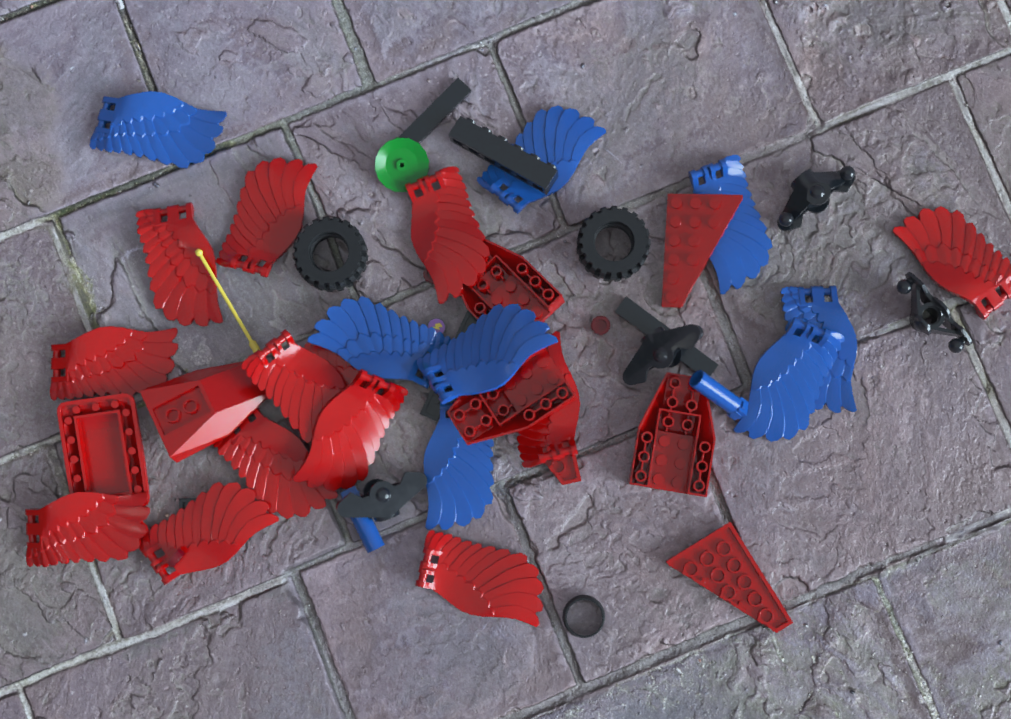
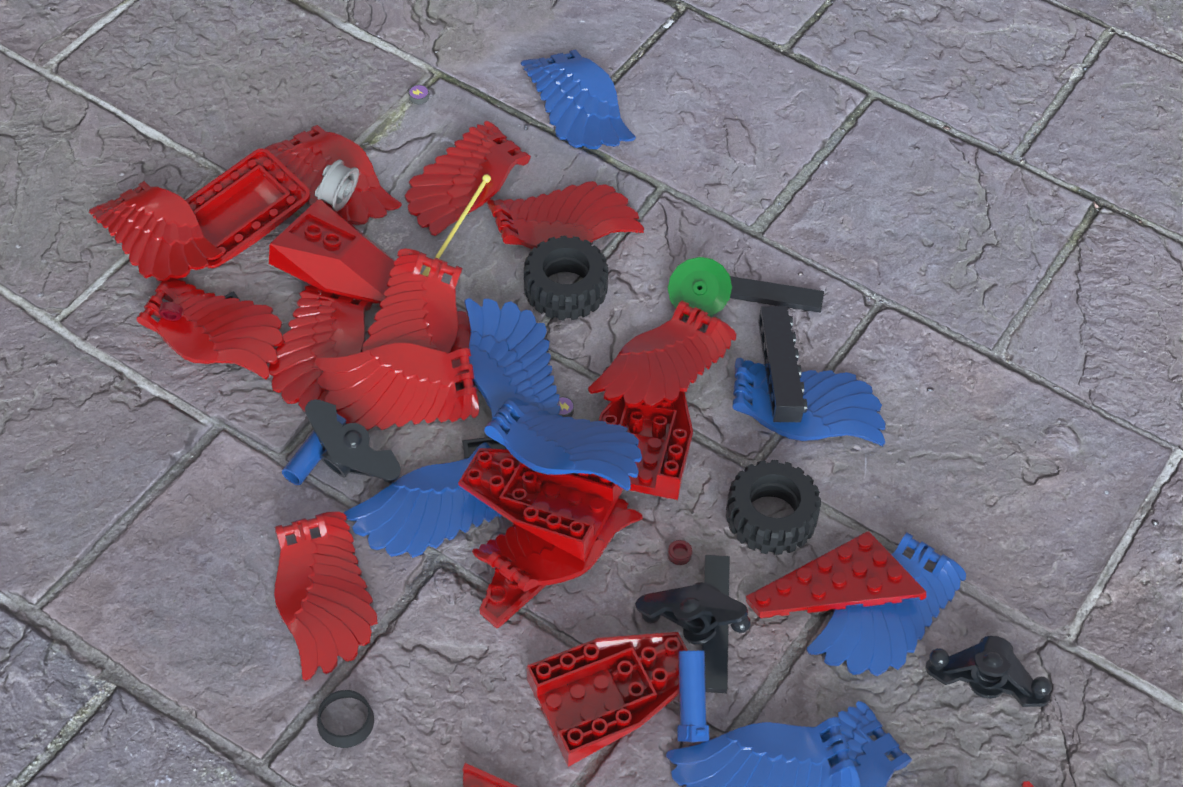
camera: 50 degrees right, 30 degrees down
(68, 246) = (418, 94): none -> tile
(135, 370) = (337, 184): none -> light grey wheel

